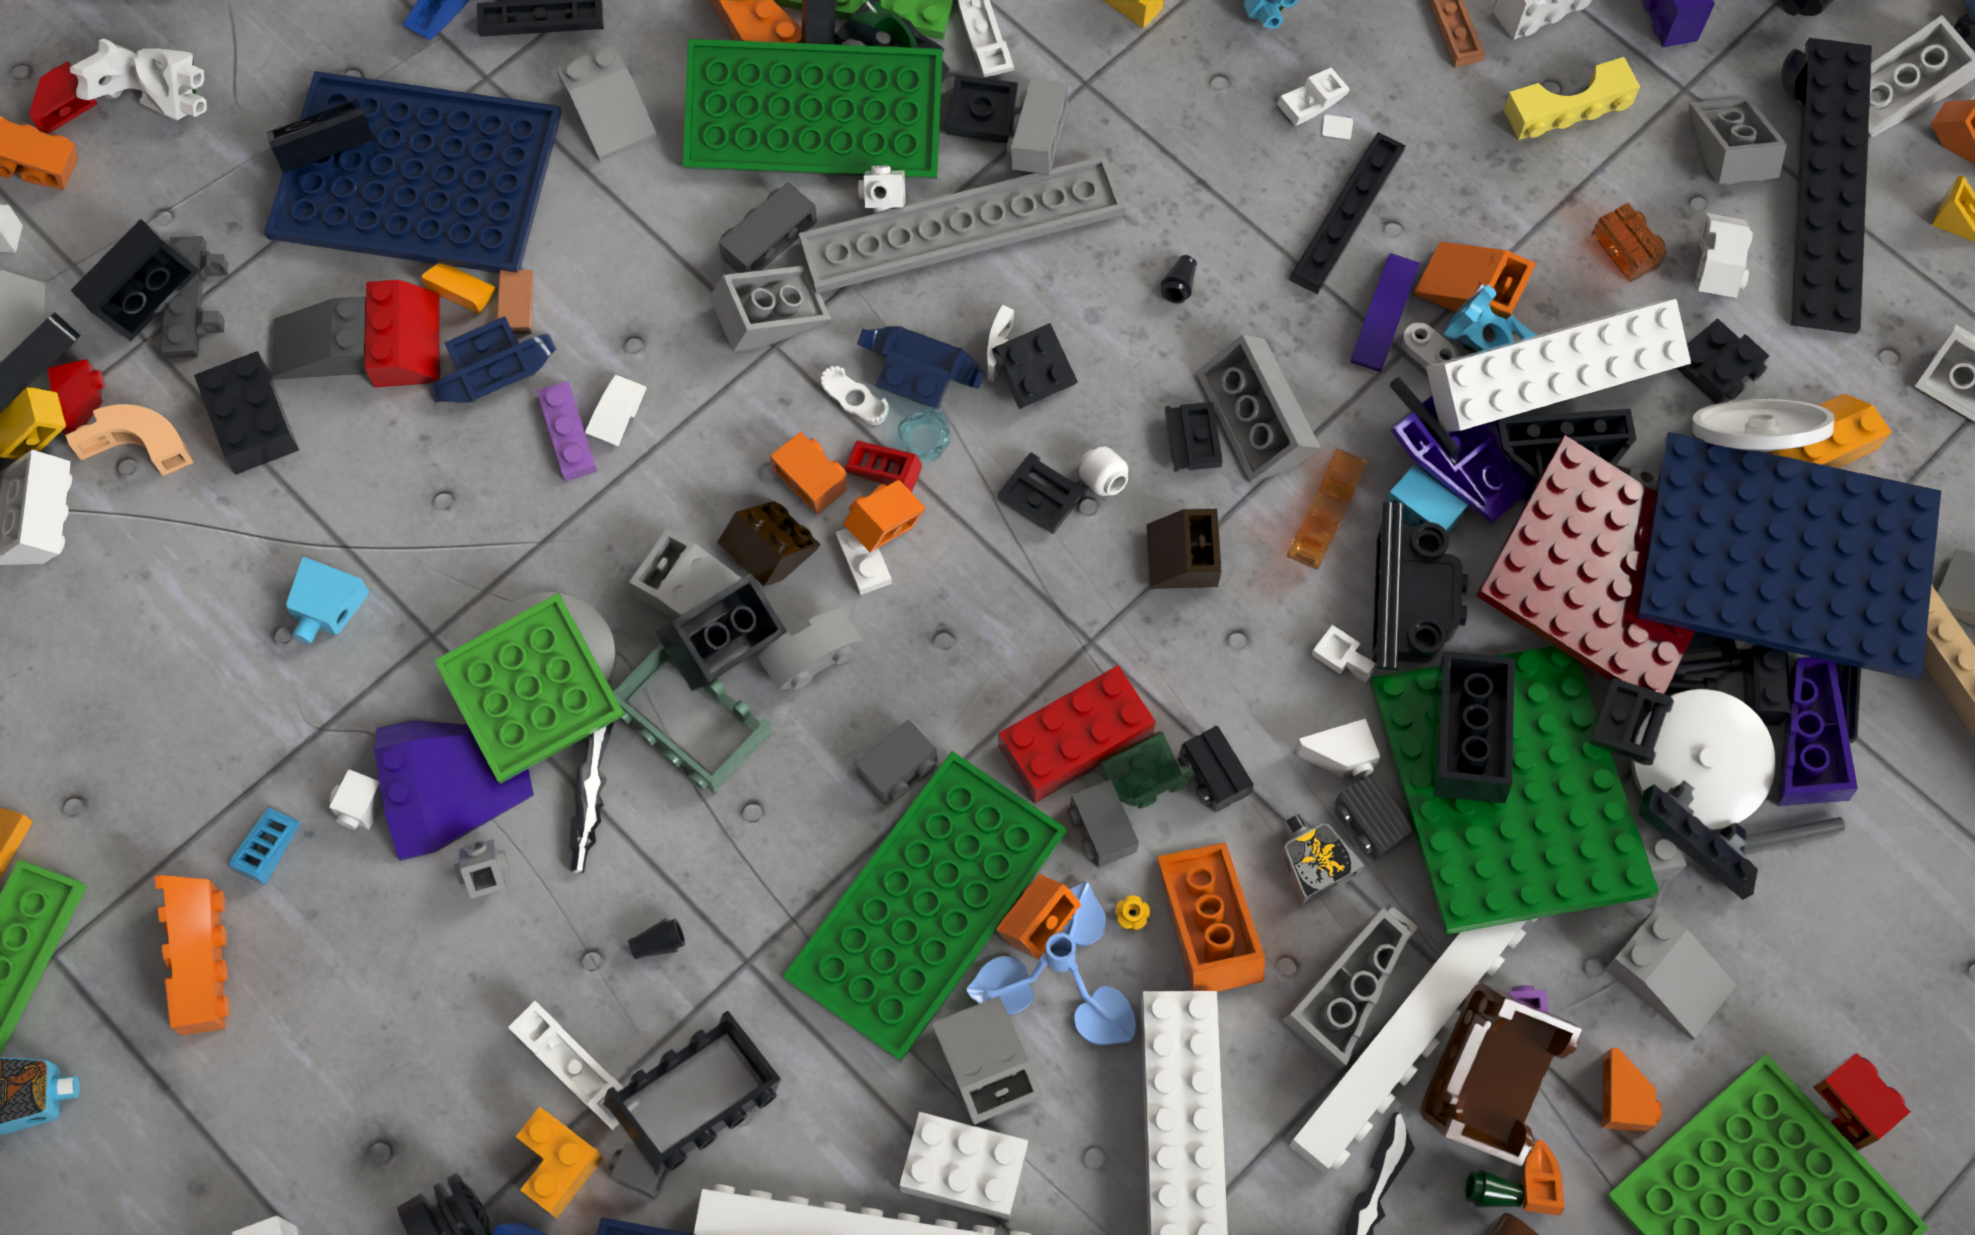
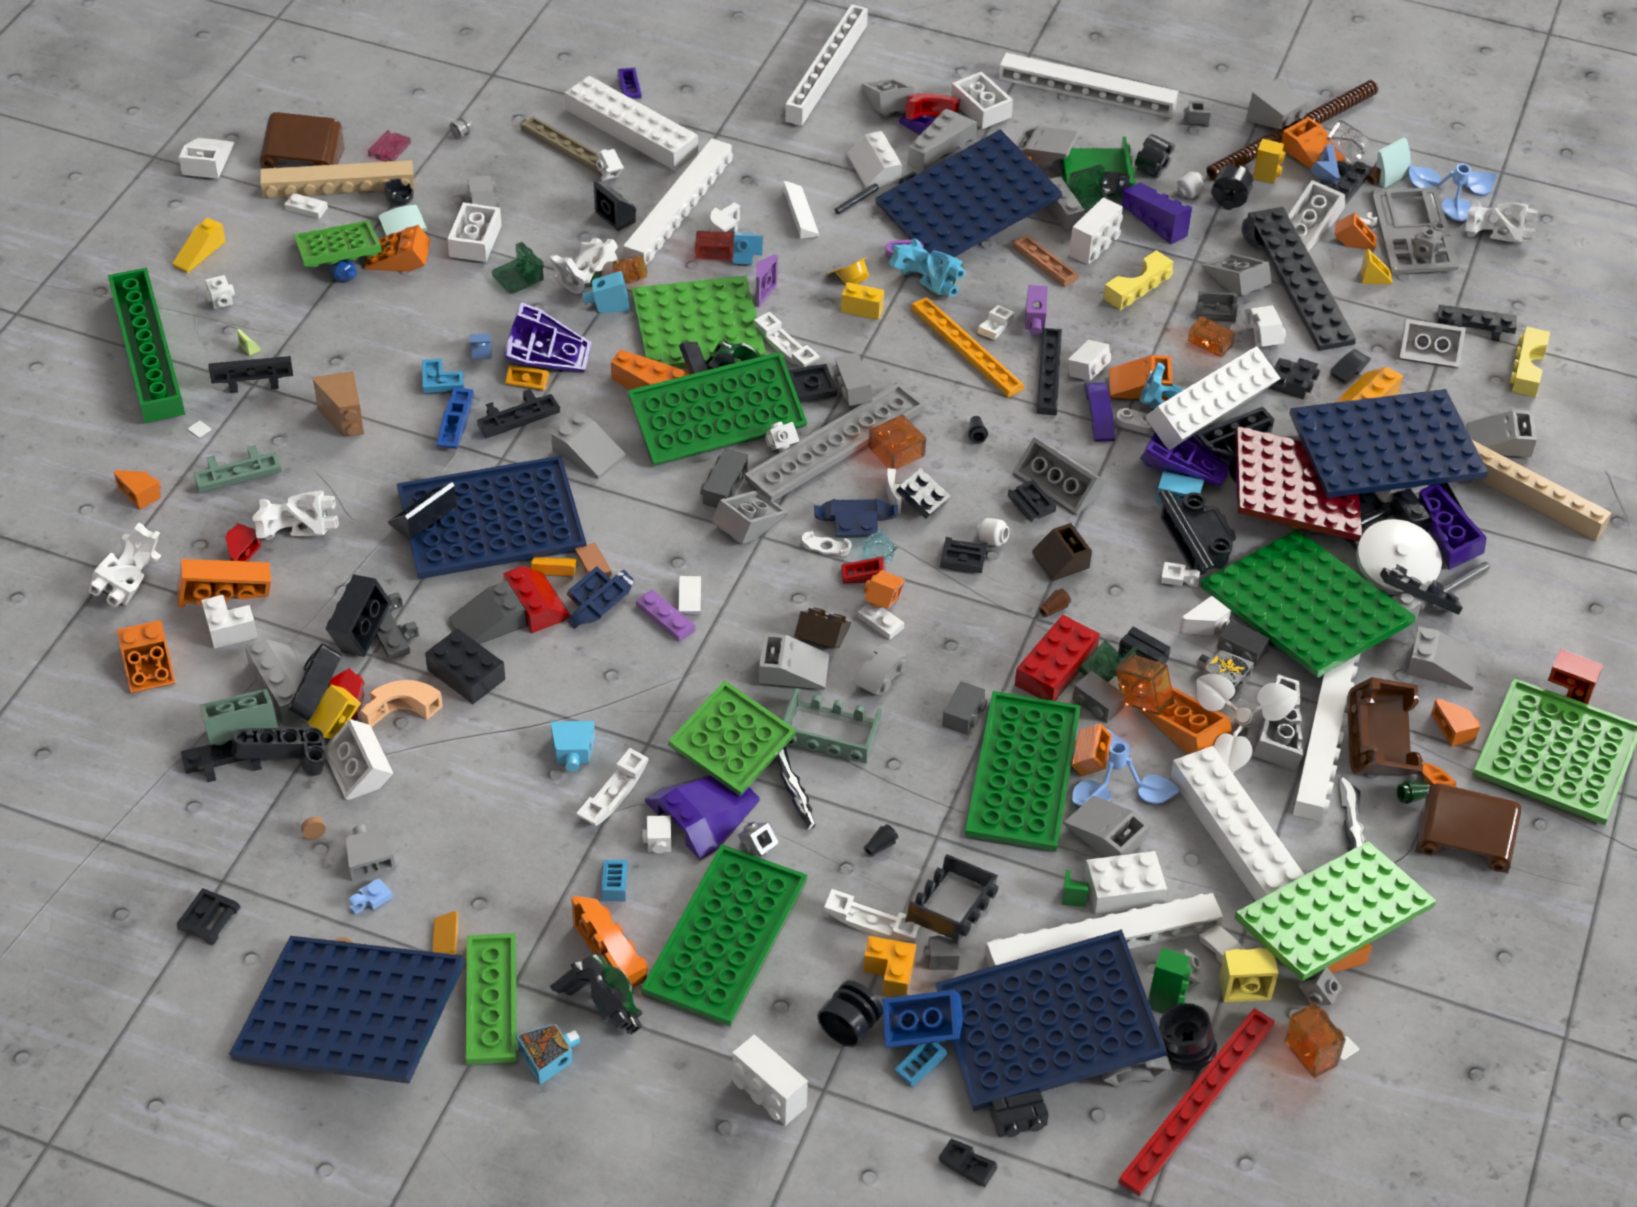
camera: 25 degrees left, 20 degrees down
(136, 1061) = (609, 991): none -> black hips
(338, 701) = (616, 788): none -> white slope
(360, 1005) = (724, 935): none -> green plate
(721, 632) = (828, 672): black brick -> none
(809, 472) = (830, 585): orange brick -> none
(886, 1145) = (1074, 892): none -> green panel
(1046, 260) = (897, 442): none -> clear orange brick
(1128, 921) = (1140, 735): yellow plate -> none
(1129, 631) = (1055, 602): none -> reddish brown cone
(1171, 841) = (1145, 684): none -> clear orange brick
(1247, 125) = (967, 347): none -> light orange tile
(1327, 509) = (1126, 509): clear orange slope -> none
(1337, 127) = (1018, 333): white sticker -> none
(1339, 961) = (1275, 703): none -> white plant
(1379, 99) = (1036, 316): none -> medium lavender torso
(1413, 219) = (1089, 360): none -> white brick
(1425, 417) = (1145, 441): black bar -> none
(1474, 727) = (1274, 574): black brick -> none
(1620, 717) = (1346, 547): black plate -> none
(1668, 190) = (1217, 306): none -> dark grey hinge
(1763, 424) = (1339, 391): white dish -> none
(1823, 372) = (1348, 365): none -> black slope

